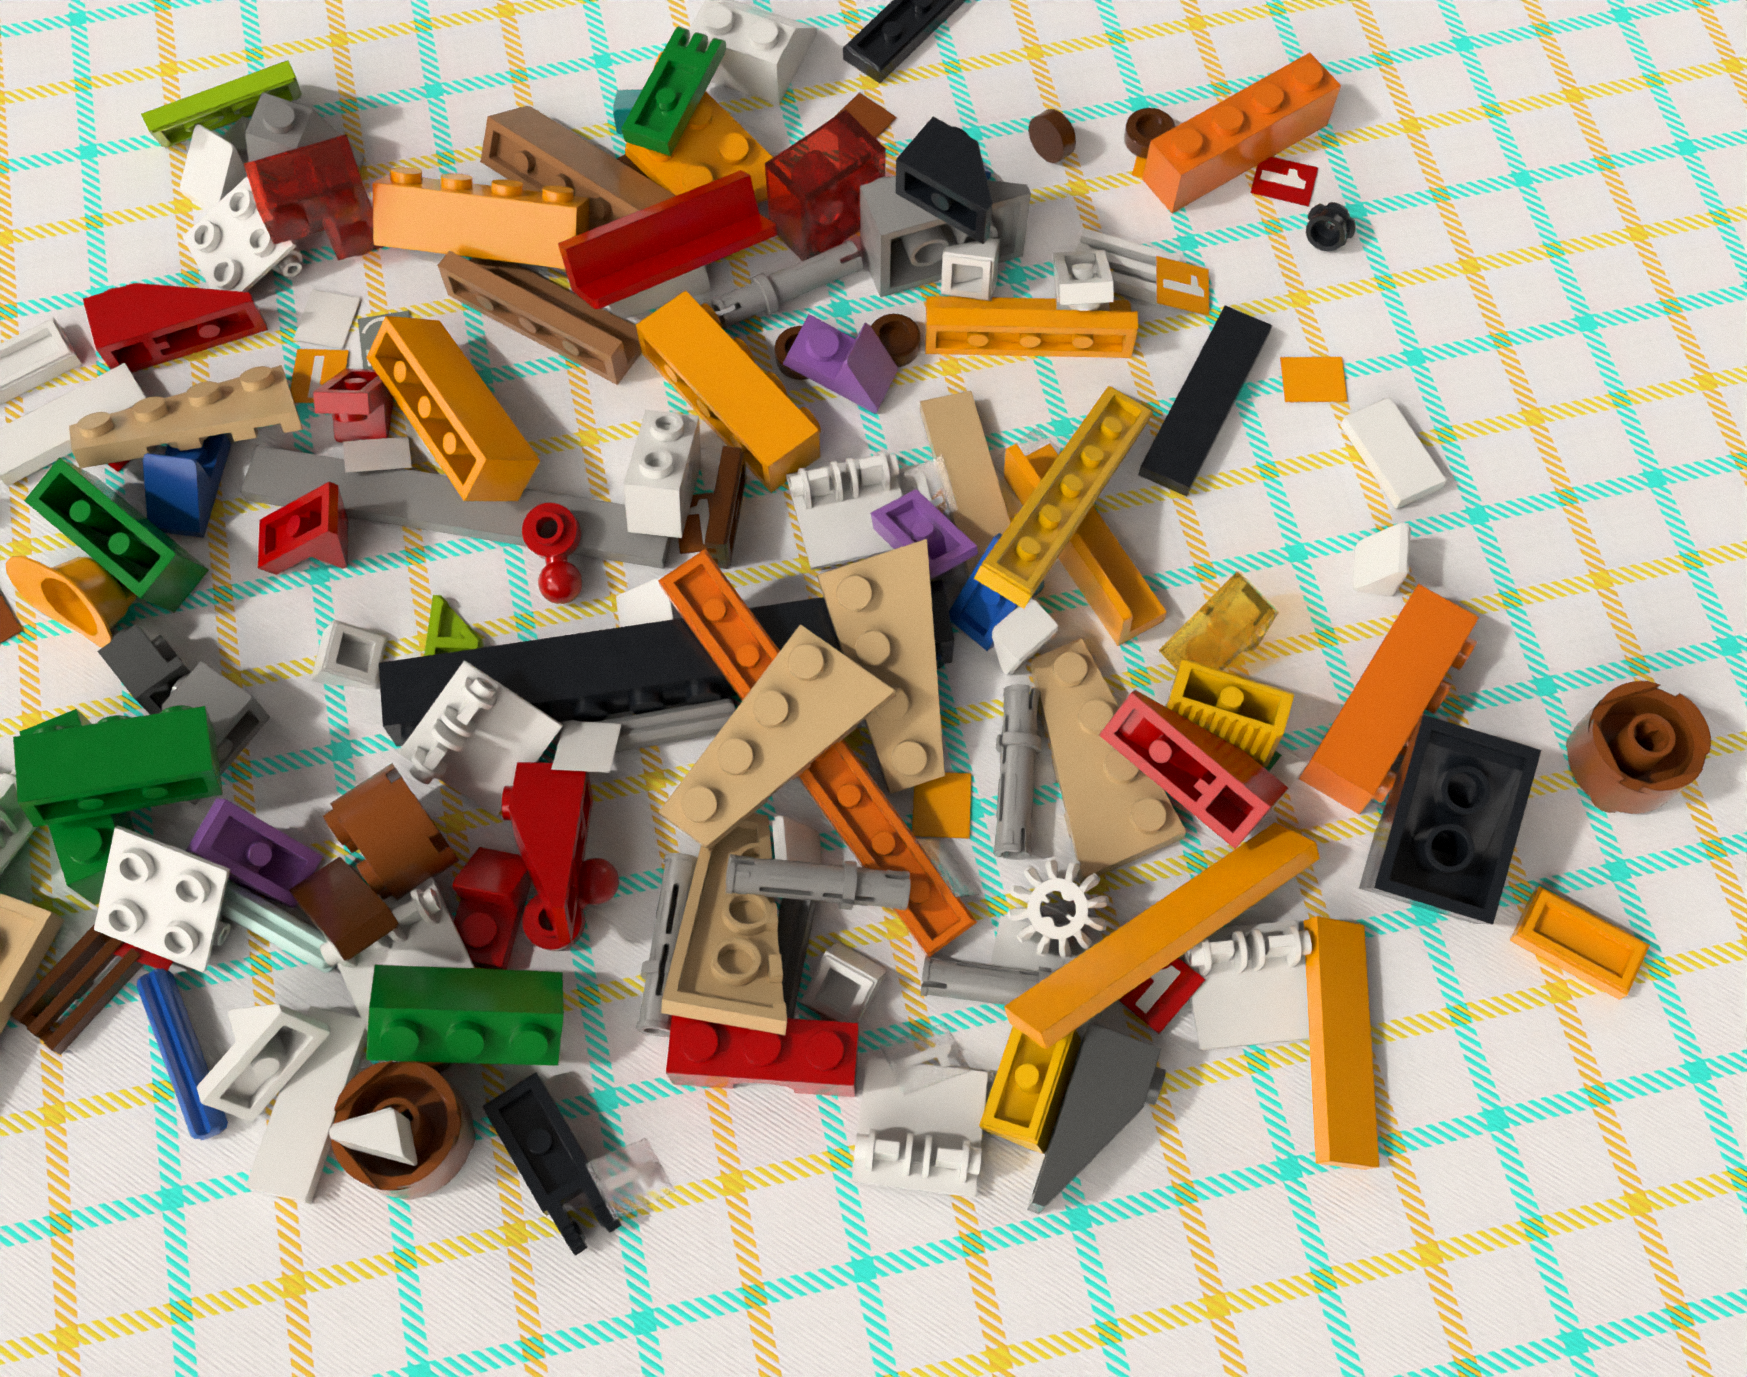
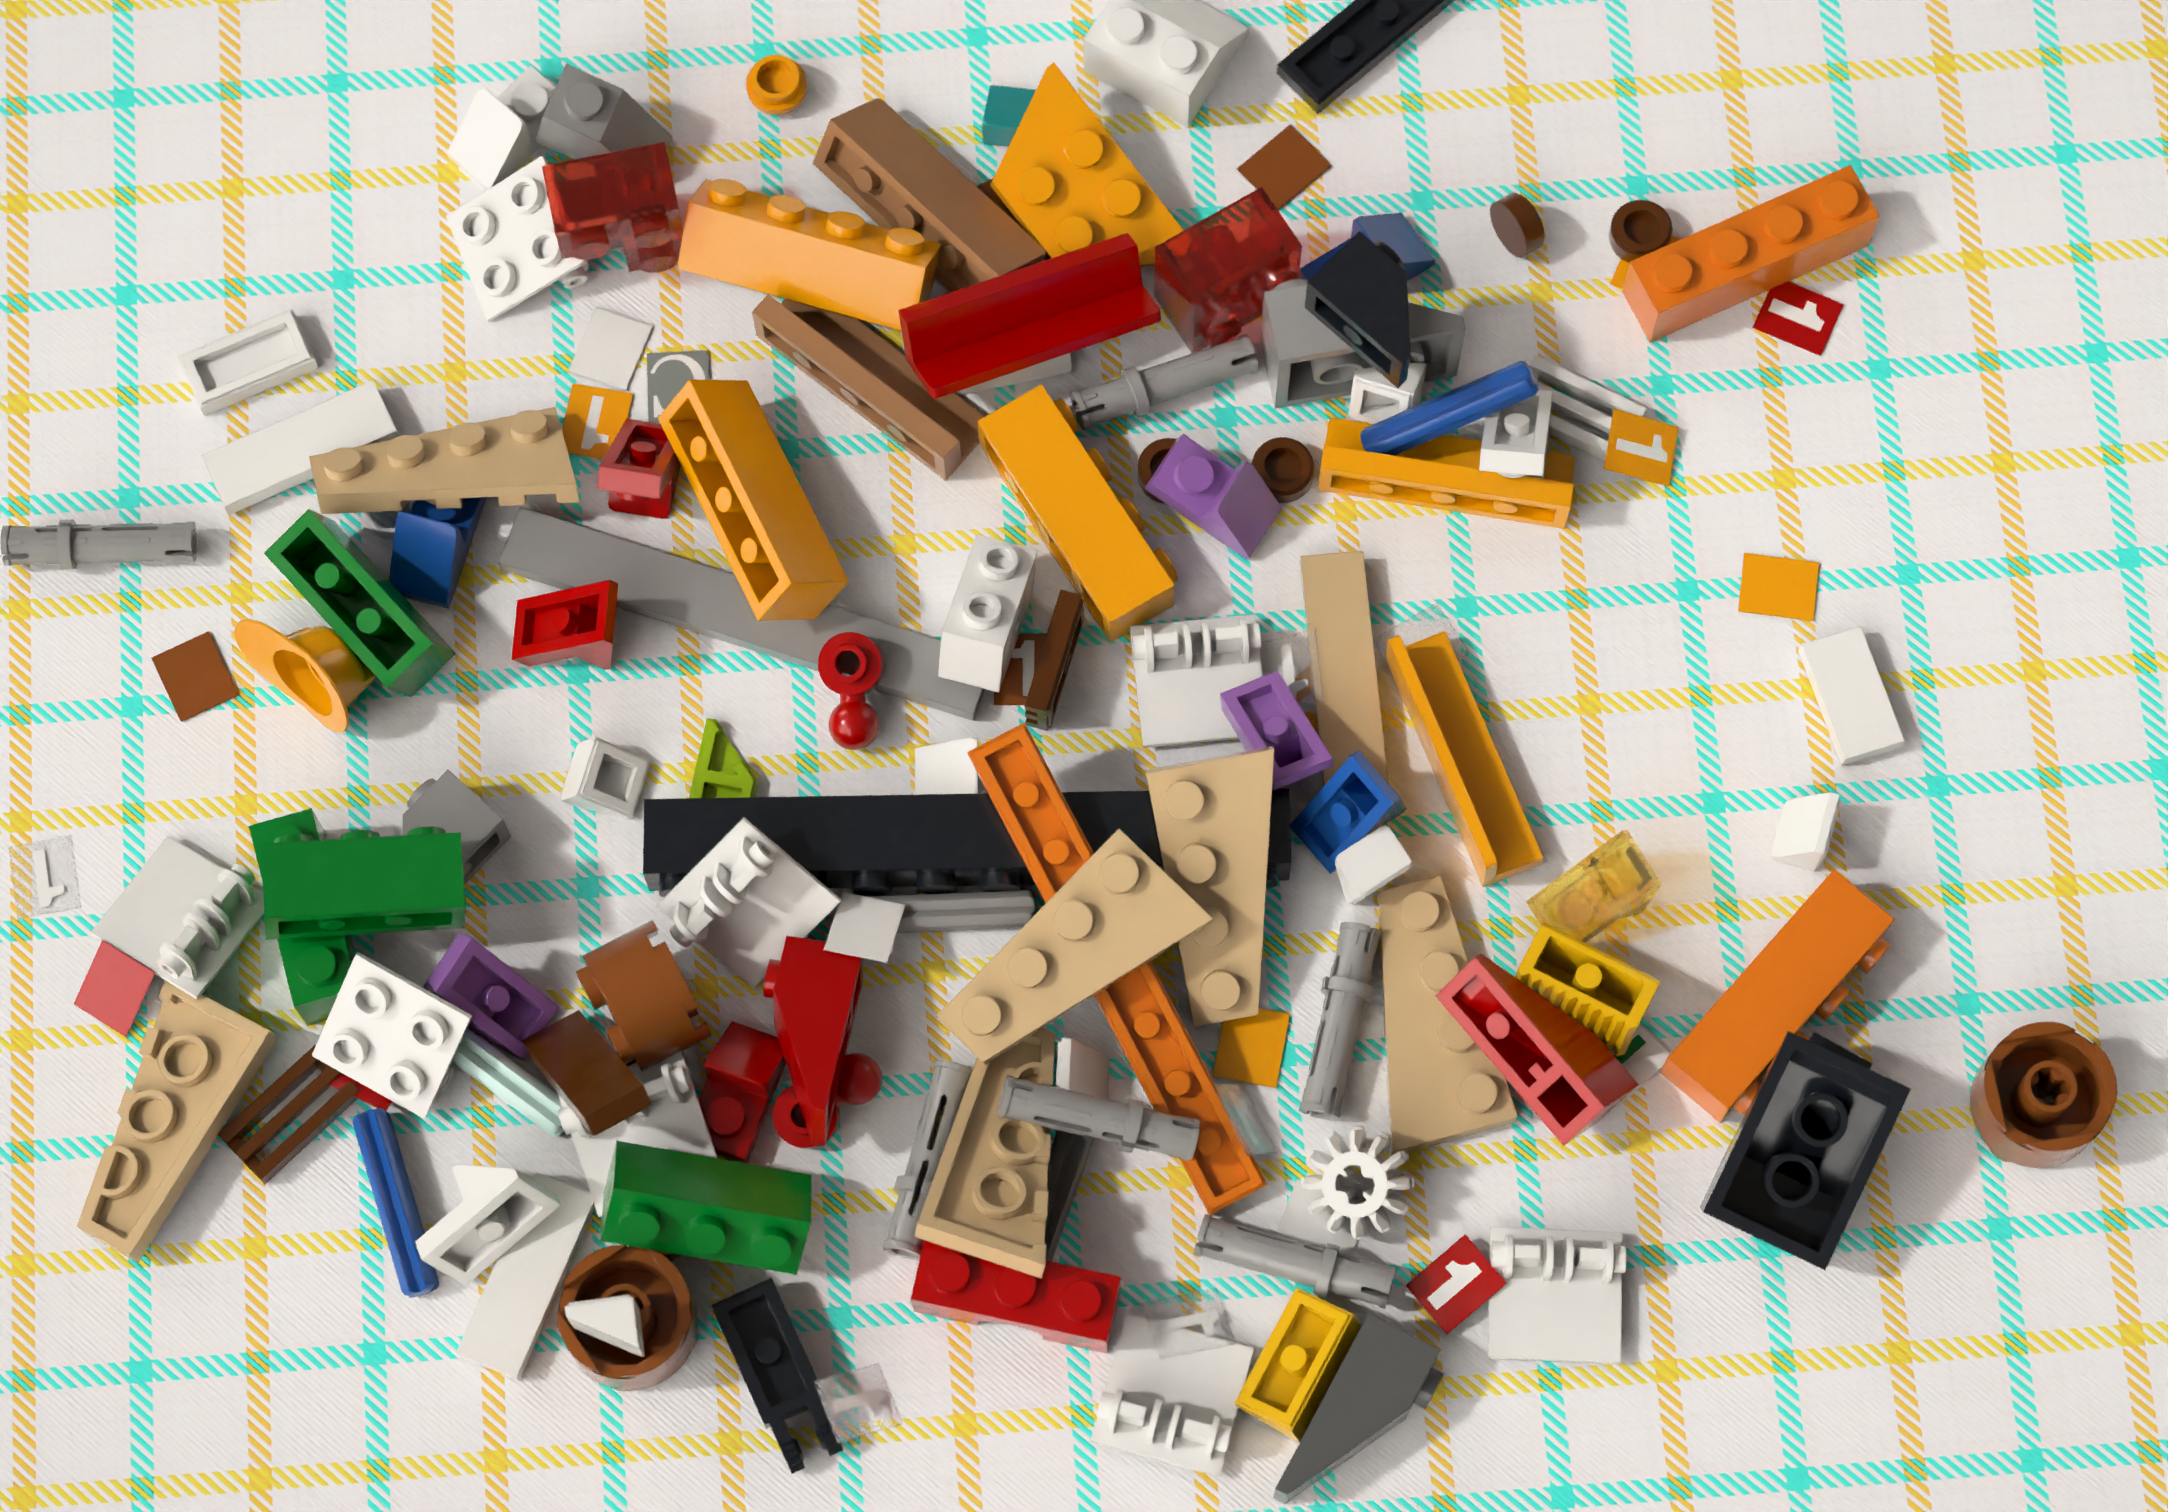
camera: 10 degrees right, 5 degrees up
(144, 666) = (382, 764): dark grey brick -> none
(165, 322) = (415, 335): red slope -> none
(220, 104) = (514, 59): lime tile -> none
(377, 454) = (658, 536): white sticker -> none
(444, 107) = (776, 85): none -> light orange plate
(673, 91) = (1059, 126): green hinge -> none
(843, 984) = (1112, 1231): white slope -> none
(1029, 265) = (1451, 410): none -> blue axle
(1063, 497) = (1446, 708): yellow tile -> none
(1160, 935) = (1467, 1226): light orange tile -> none
(1205, 401) = (1641, 598): black tile -> none
(1322, 233) = (1836, 392): black plate -> none
(1341, 1045) = (1641, 1372): light orange tile -> none
(1580, 943) = (1932, 1302): light orange tile -> none

